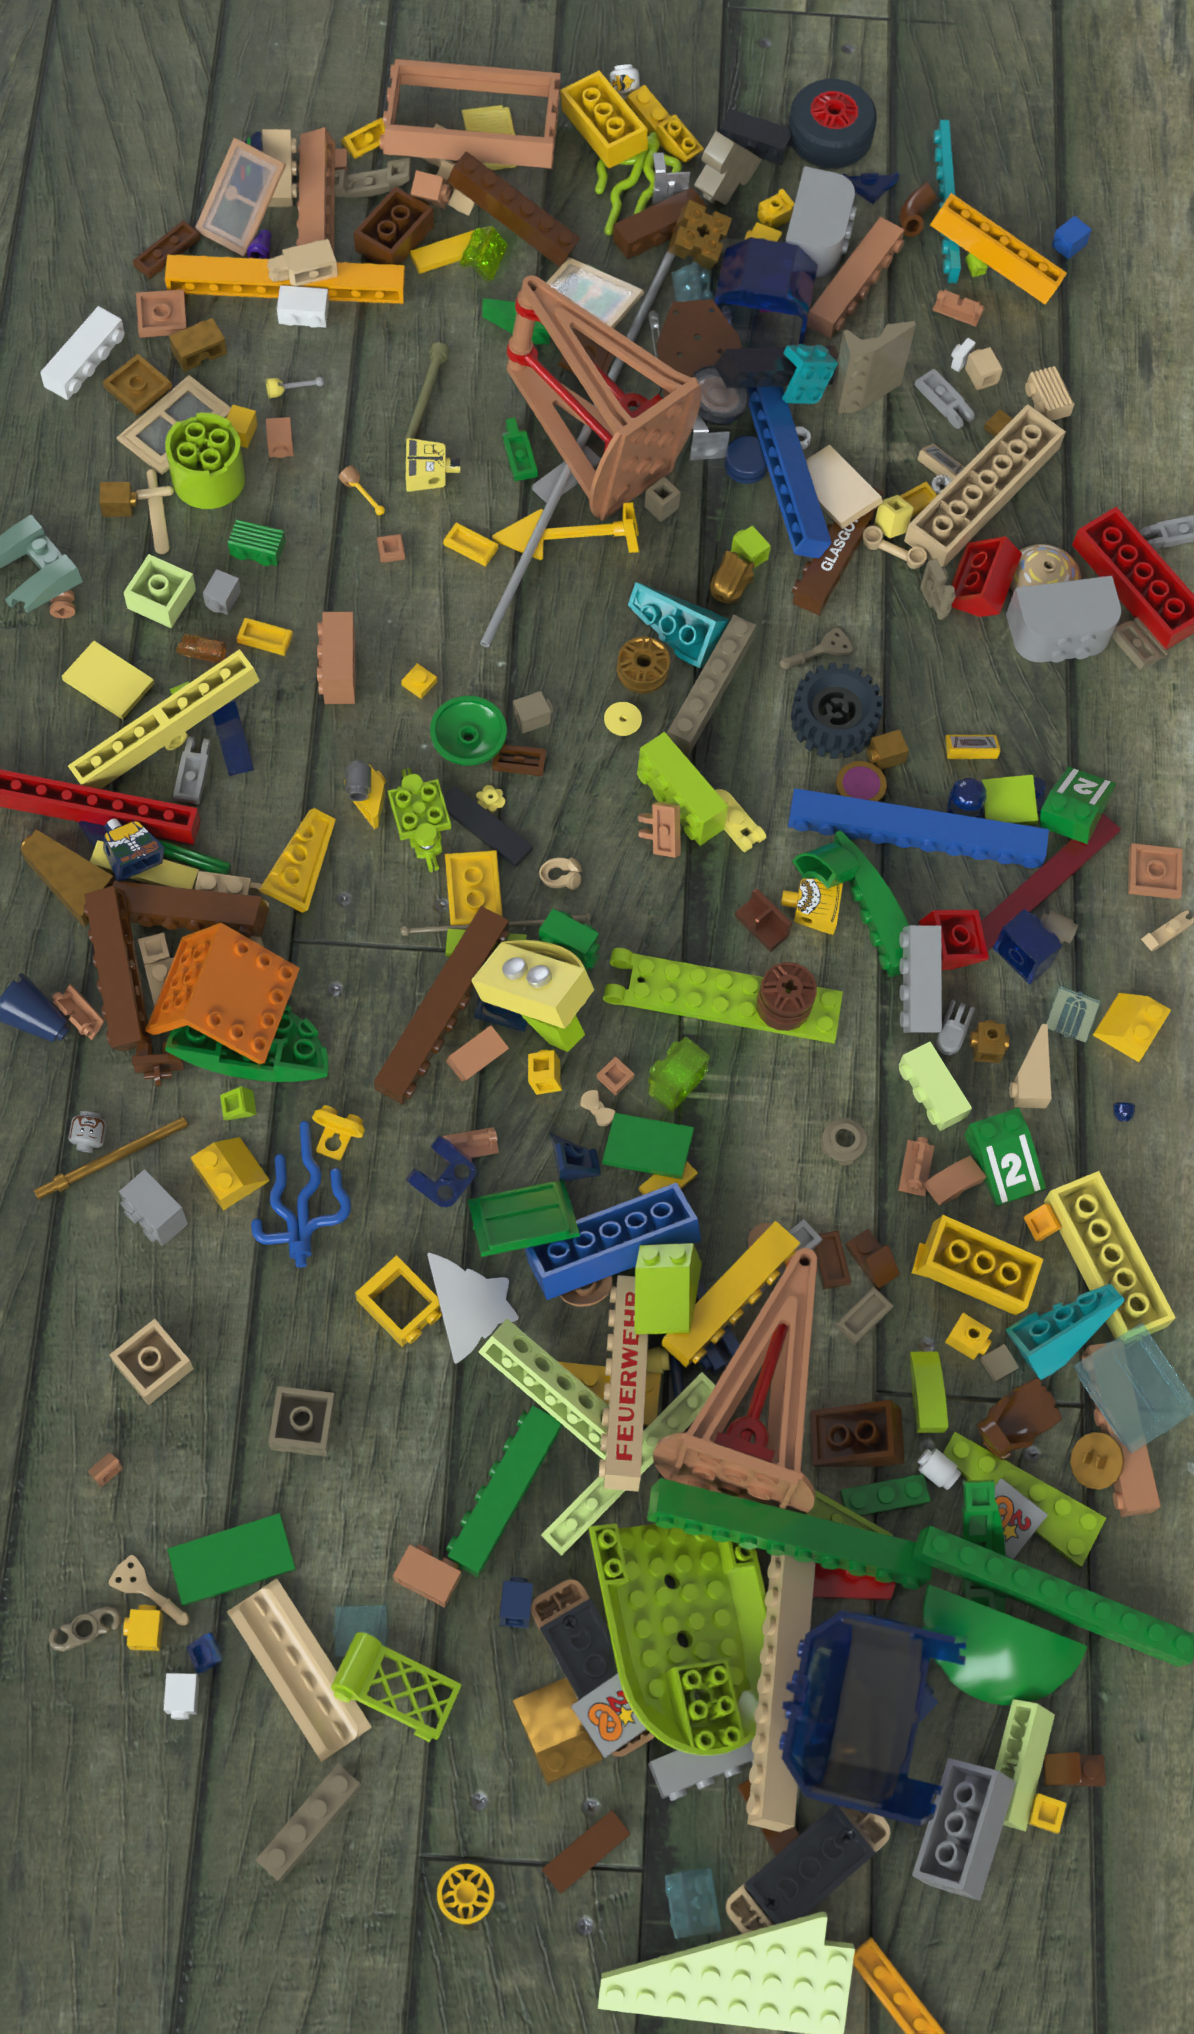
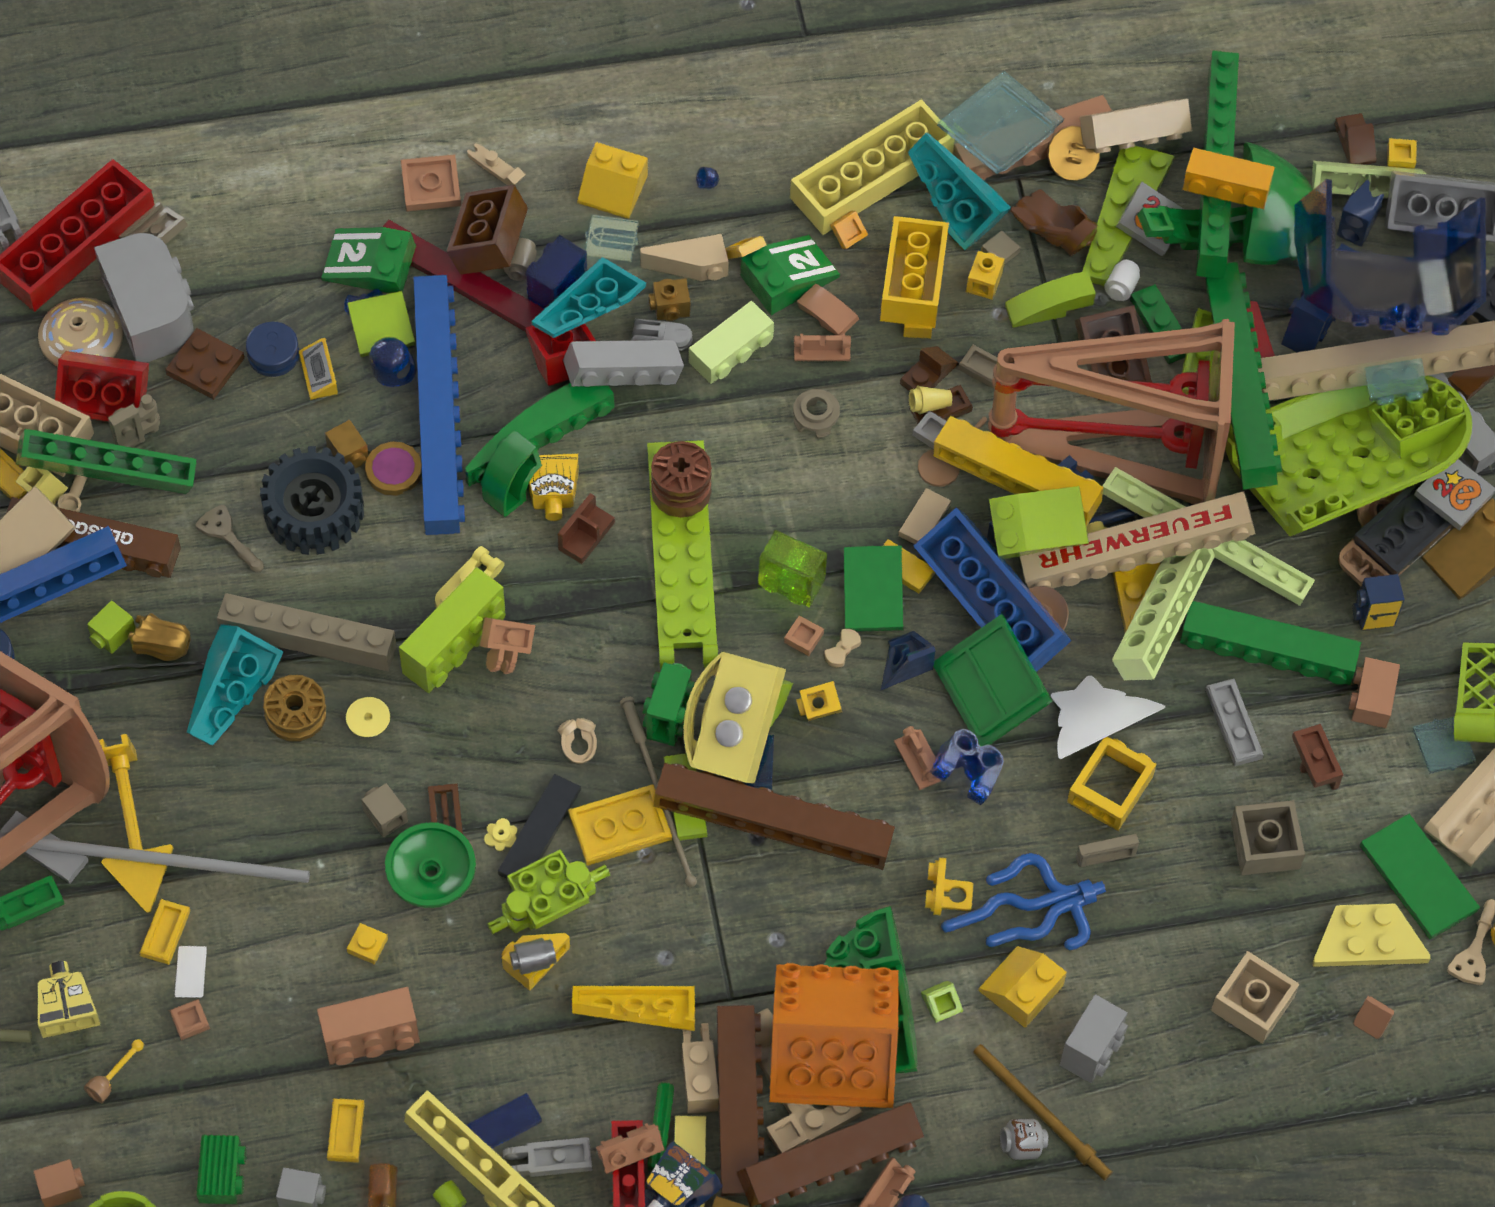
camera: 100 degrees left, 5 degrees down
(155, 1066) = (924, 1102): reddish brown hips -> none
(165, 802) = (637, 1146): none -> nougat hinge
(185, 1492) = (1369, 937): none -> light yellow wing
(333, 1277) = (1107, 850): none -> dark tan tile
(370, 1493) = (1317, 757): none -> copper panel
(433, 557) = (190, 971): none -> white sticker
(435, 1435) = (1234, 722): none -> light grey tile
(477, 1053) = (818, 772): nougat hinge -> none
(715, 1213) = (924, 516): none -> tan tile
(743, 1686) = (1396, 381): none -> clear light blue bracket
(834, 1242) = (929, 399): none -> light yellow cone
(897, 554) = (105, 461): none -> green brick
(971, 1733) = (1359, 215): none -> dark blue piece
(996, 661) = (205, 363): none -> reddish brown plate
(997, 968) = (592, 295): none -> teal wedge
(999, 712) = (272, 349): none -> dark blue head
(1012, 1578) = (1228, 178): none -> light orange brick
(1033, 1116) = (745, 247): none -> yellow tile
(1087, 896) = (487, 229): none -> reddish brown brick
(1117, 1528) = (1135, 124): none -> tan brick

